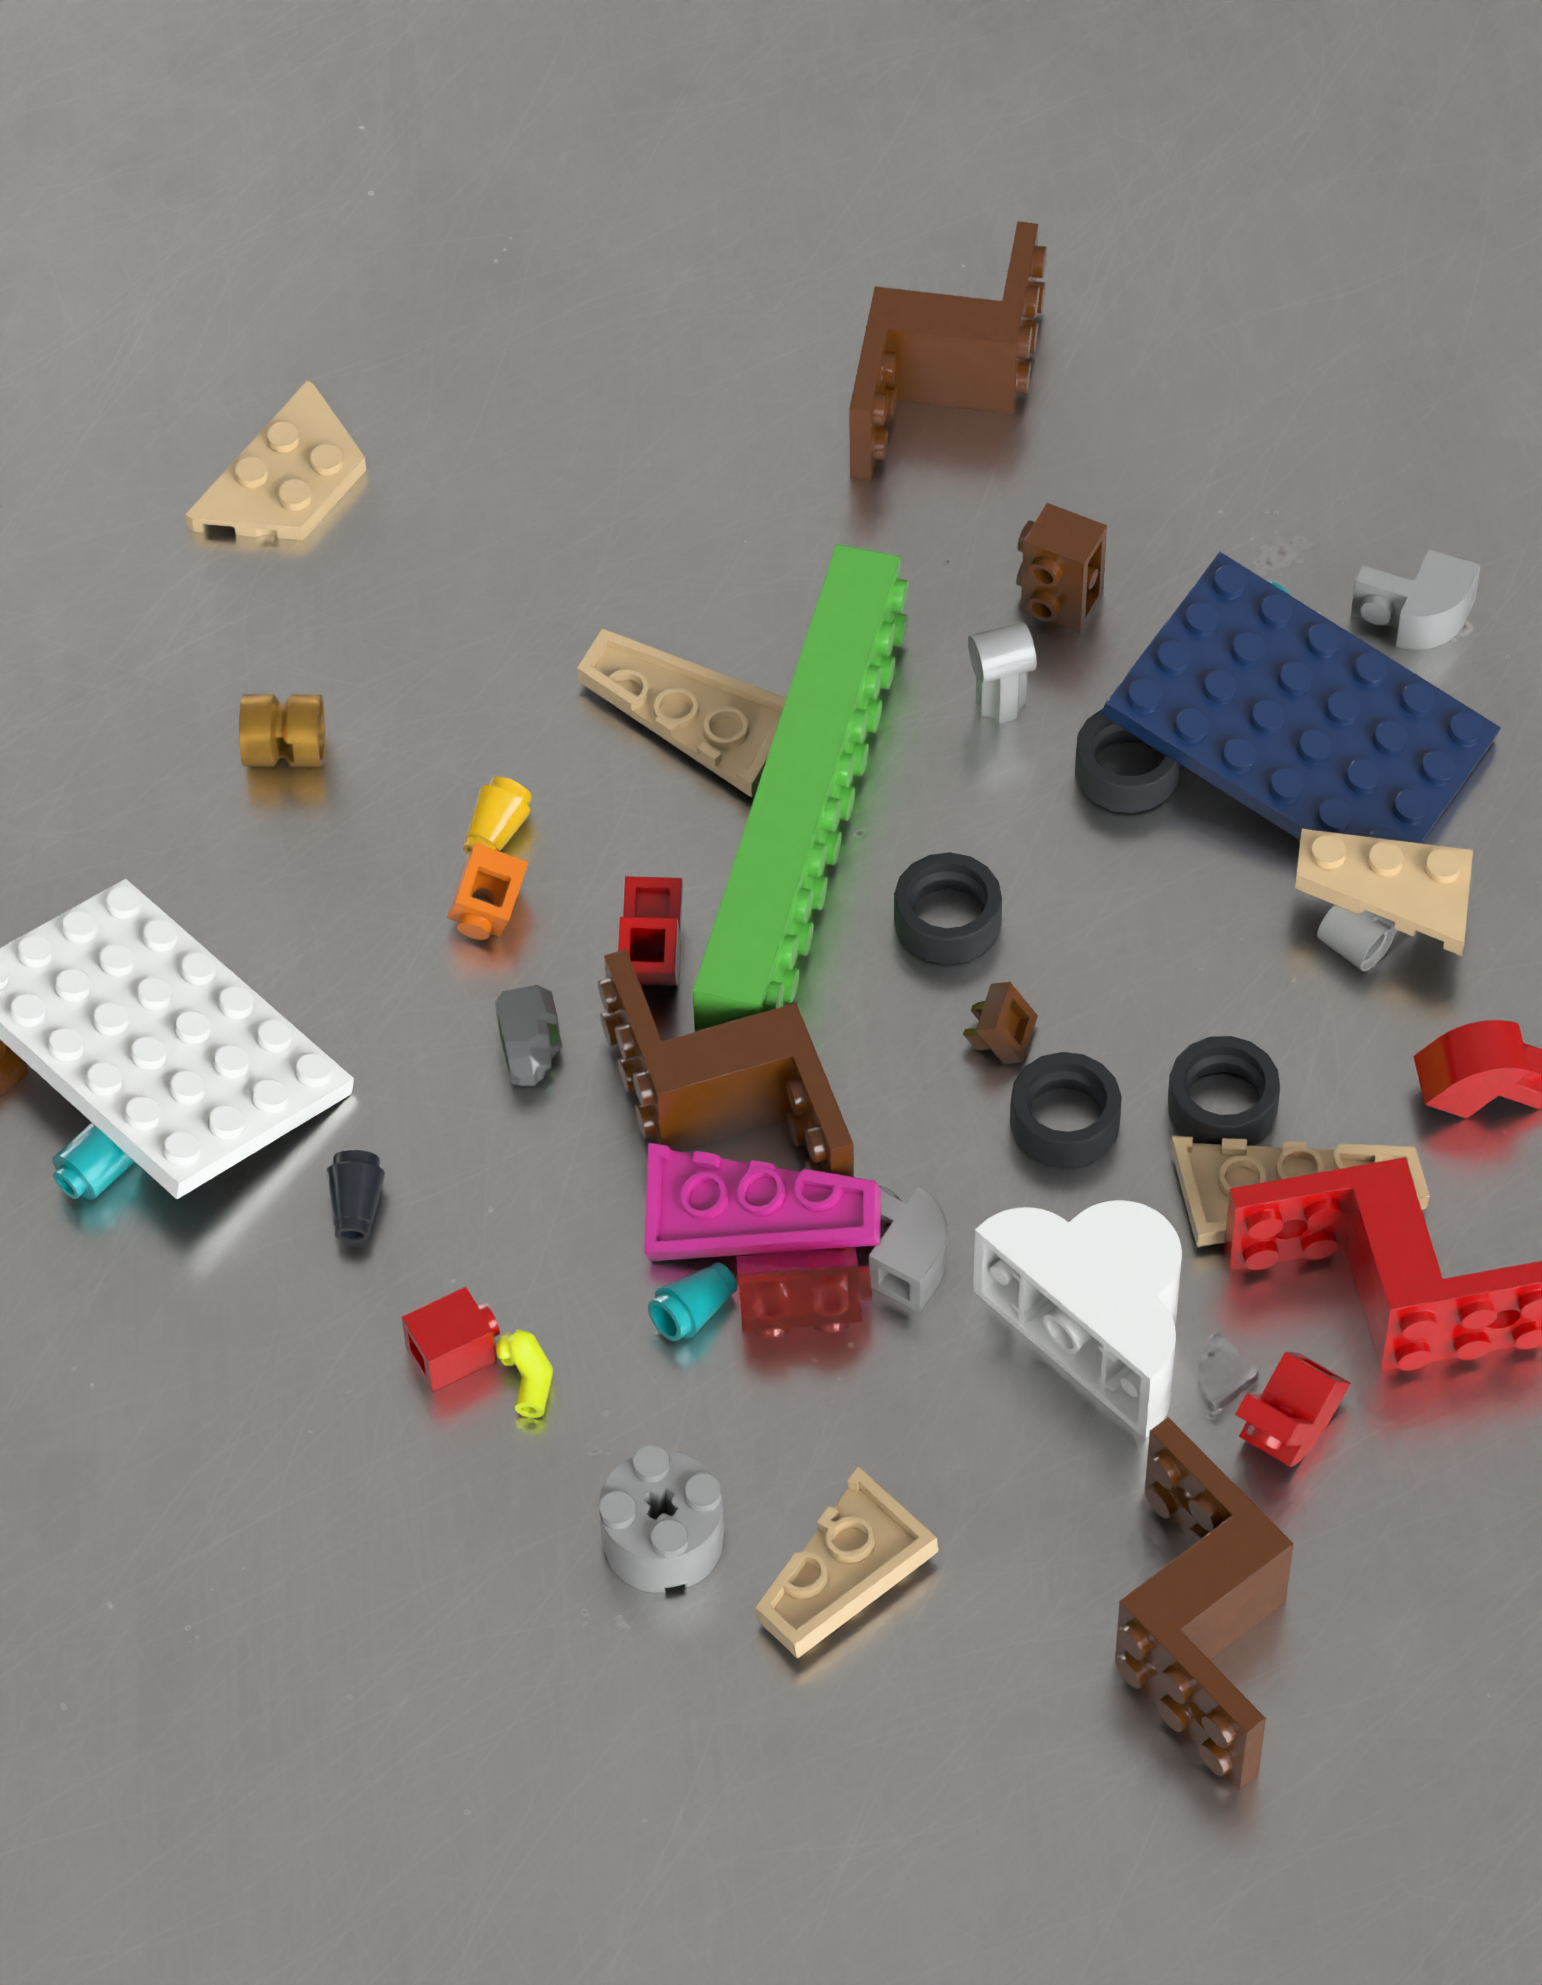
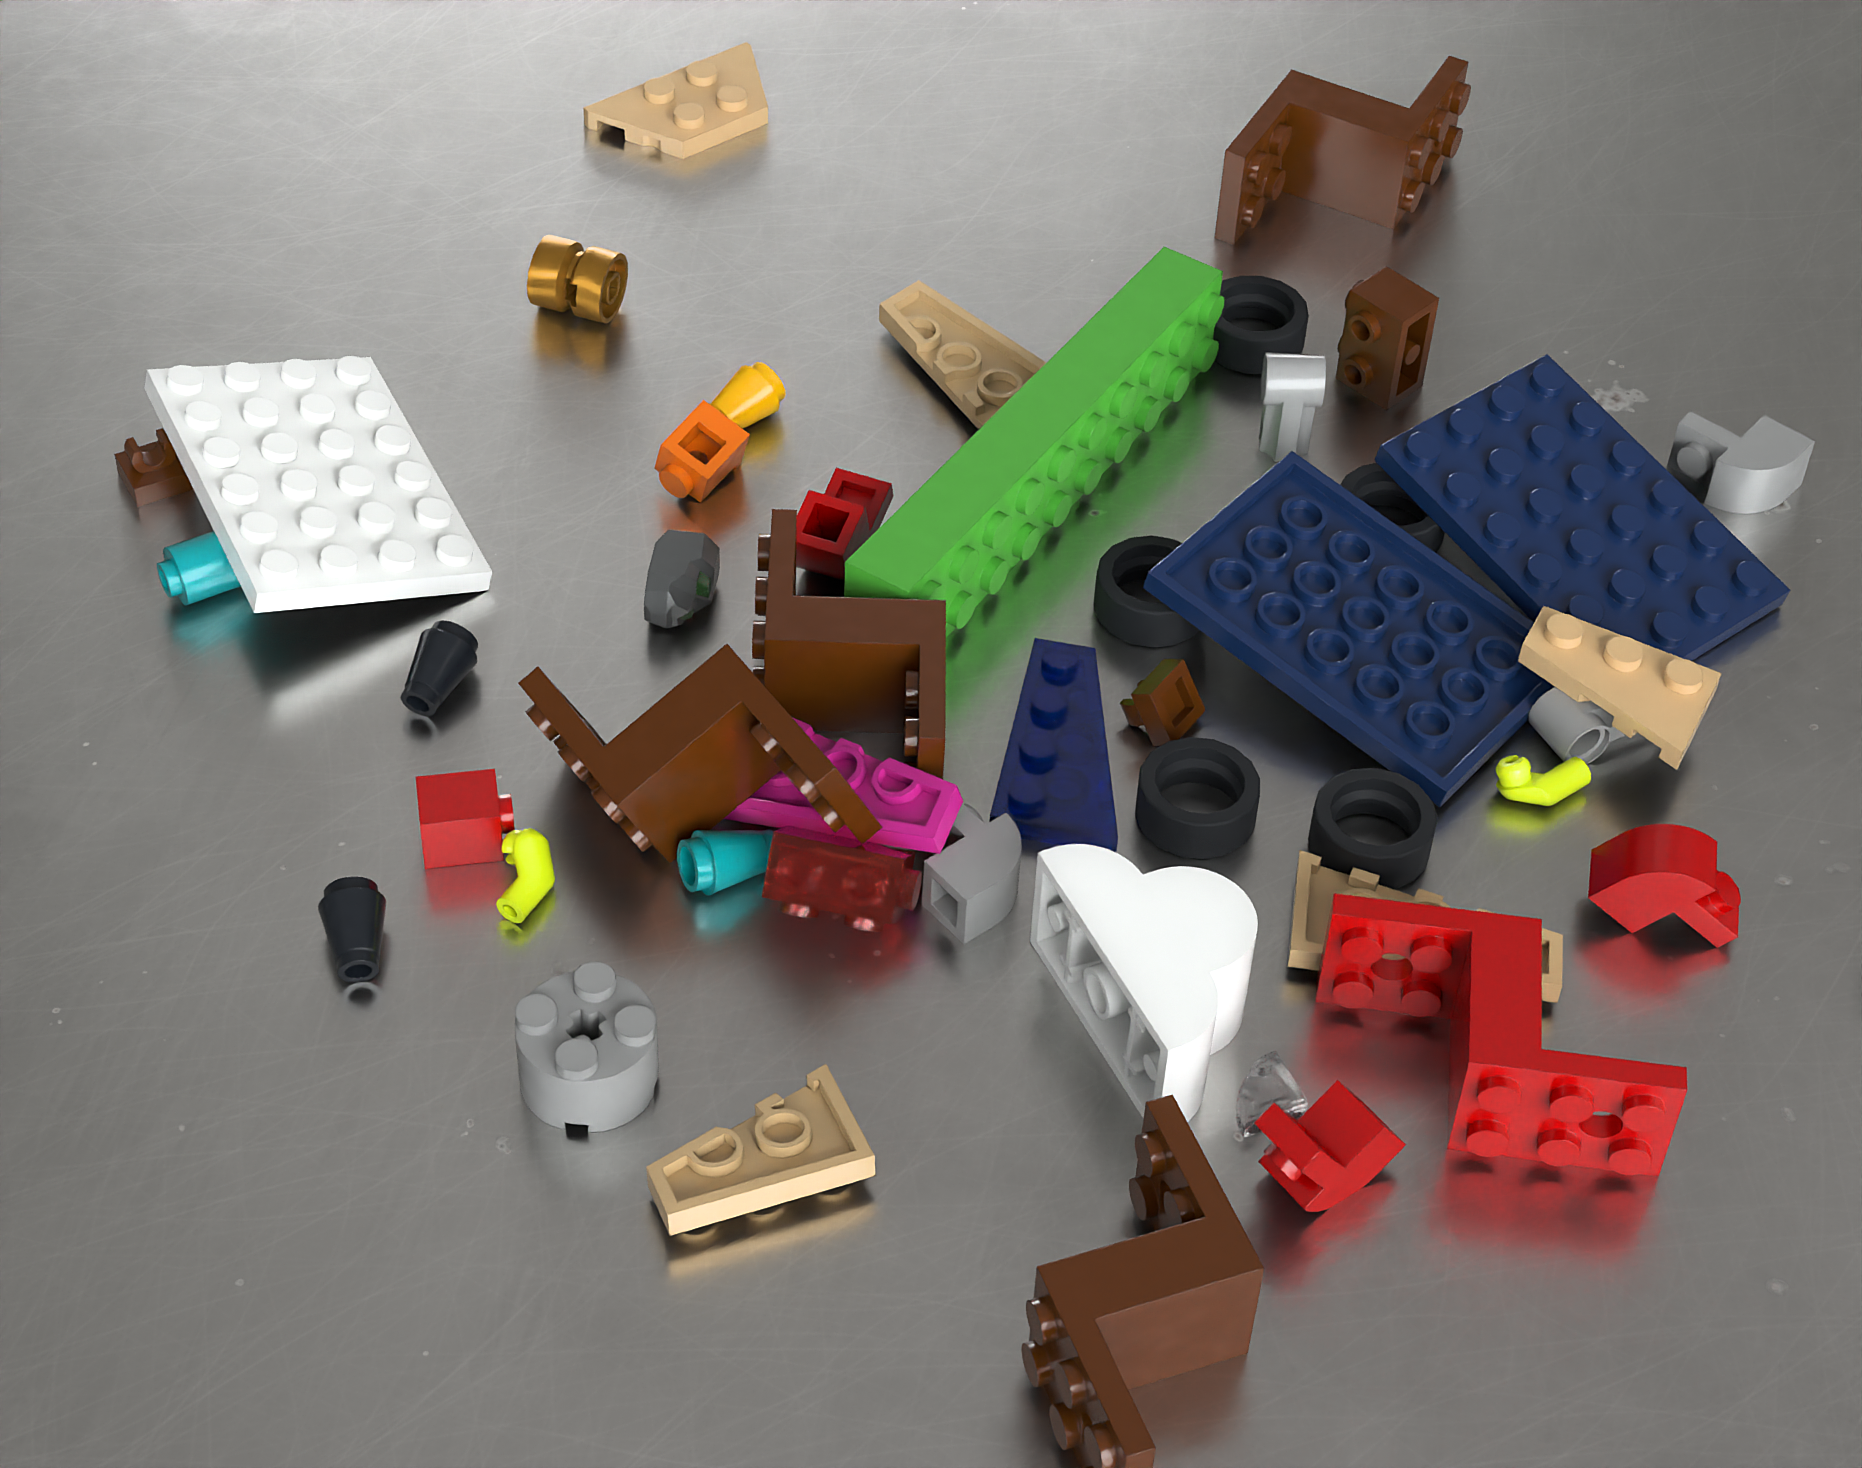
camera: 15 degrees right, 10 degrees down
(408, 1471) = (354, 926): none -> black cone
(639, 1225) = (695, 756): none -> reddish brown bracket
(928, 1106) = (1057, 752): none -> clear blue wing
(947, 548) = (1265, 300): none -> black tyre
(1143, 891) = (1357, 624): none -> dark blue plate
(1348, 1003) = (1545, 789): none -> neon yellow arm

